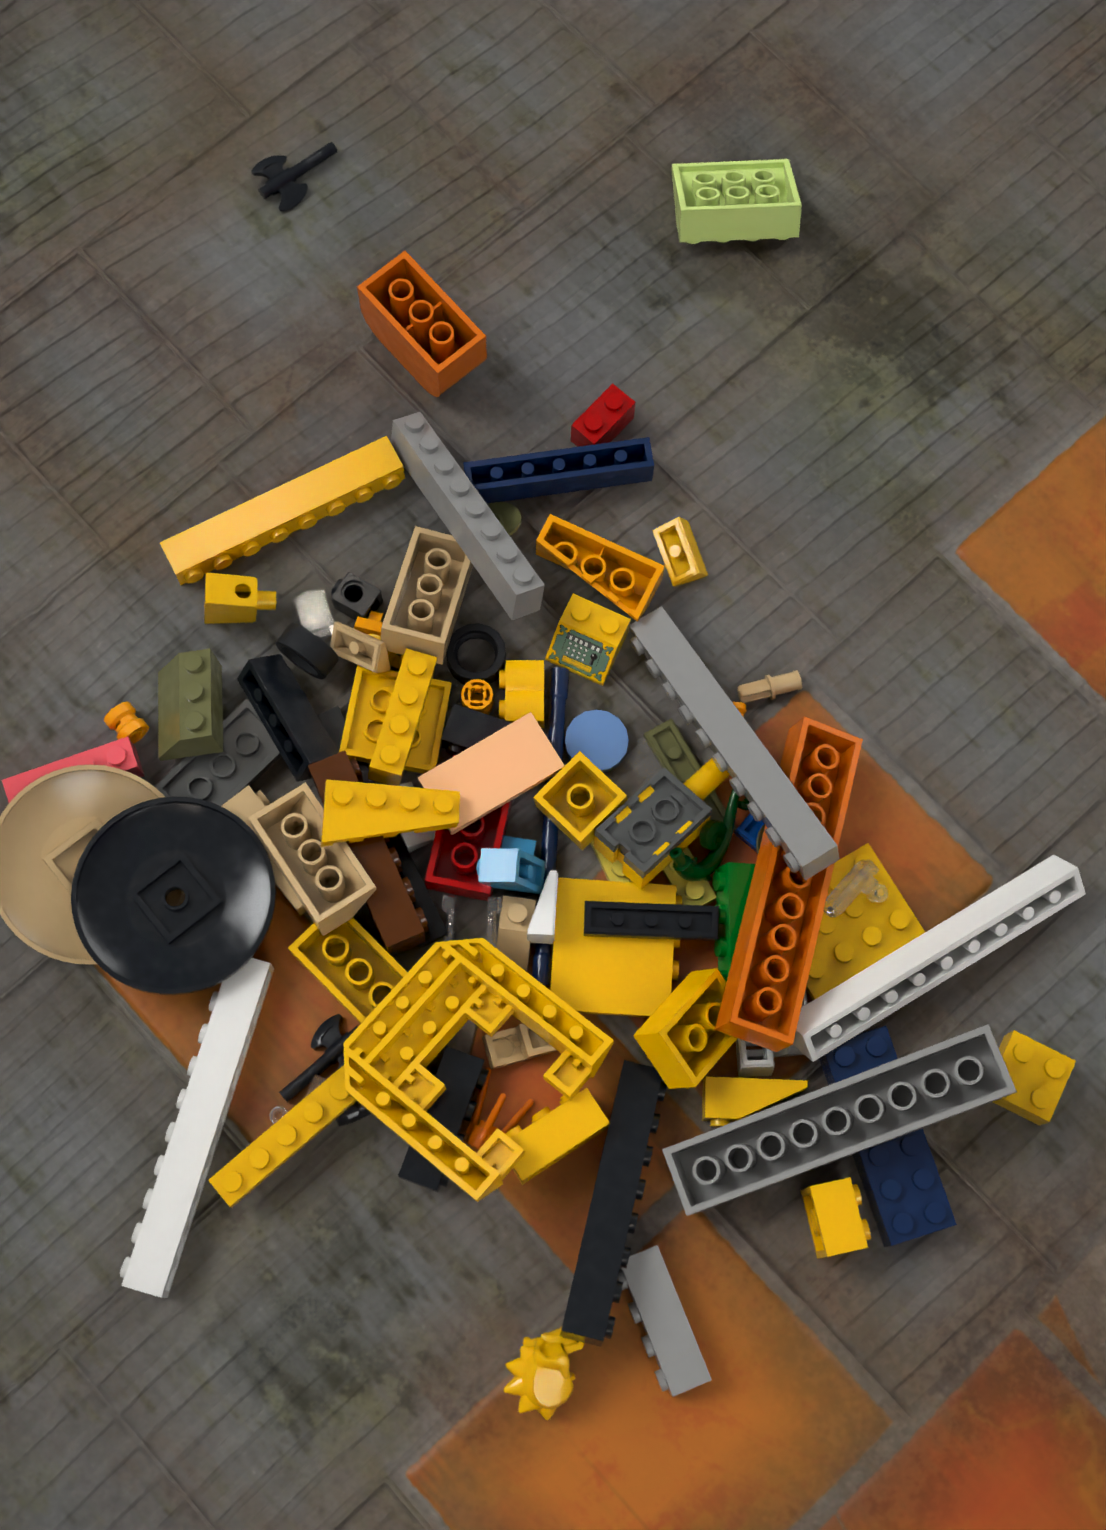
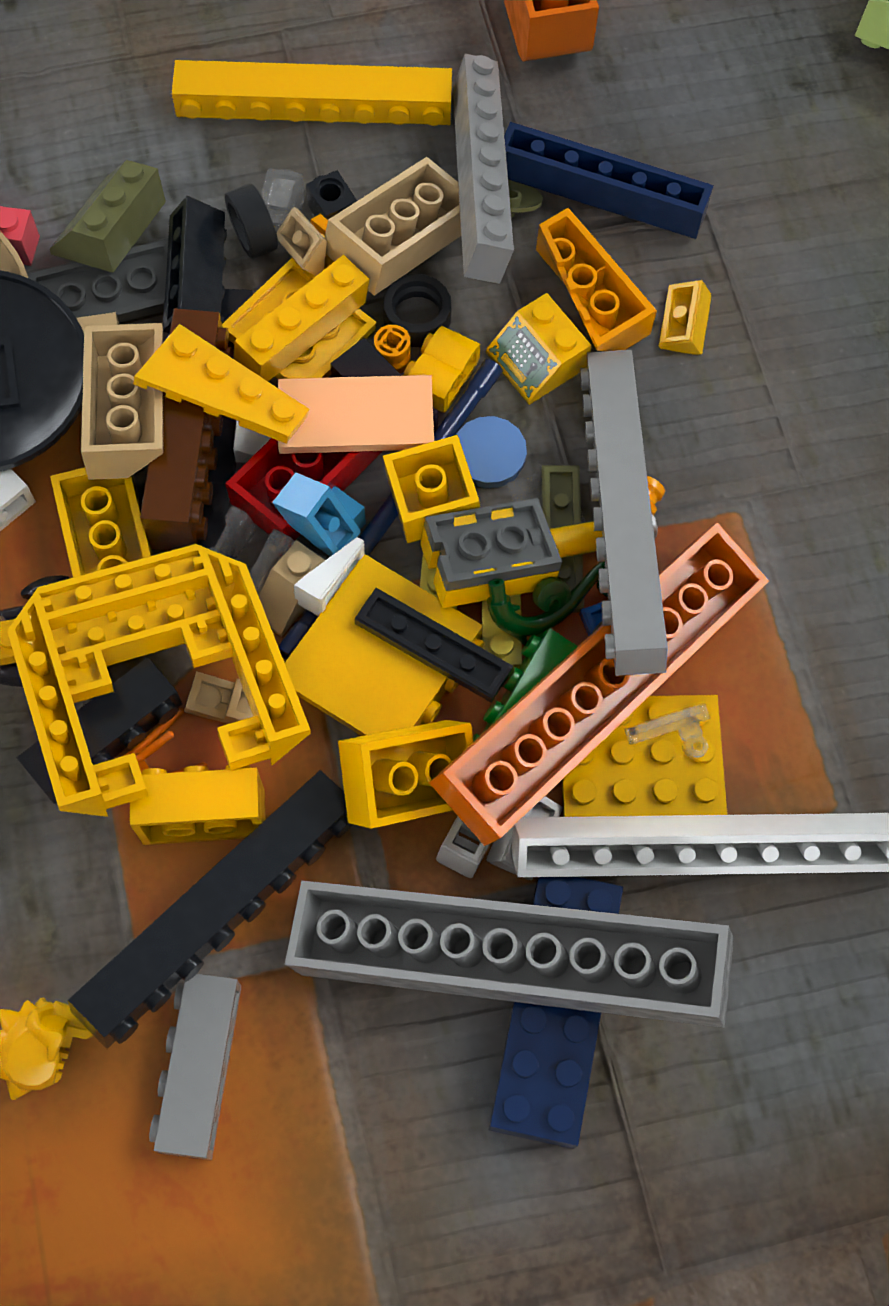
camera: 30 degrees right, 5 degrees down
(126, 723) = (44, 206): light orange wheel -> none
(234, 599) = (211, 142): yellow torso -> none
(603, 418) = (683, 152): red brick -> none
(736, 1098) = (415, 870): yellow slope -> none
(769, 687) = (702, 488): tan axle -> none
(835, 1217) = (444, 1060): yellow brick -> none
(1037, 1076) = (758, 1037): yellow brick -> none

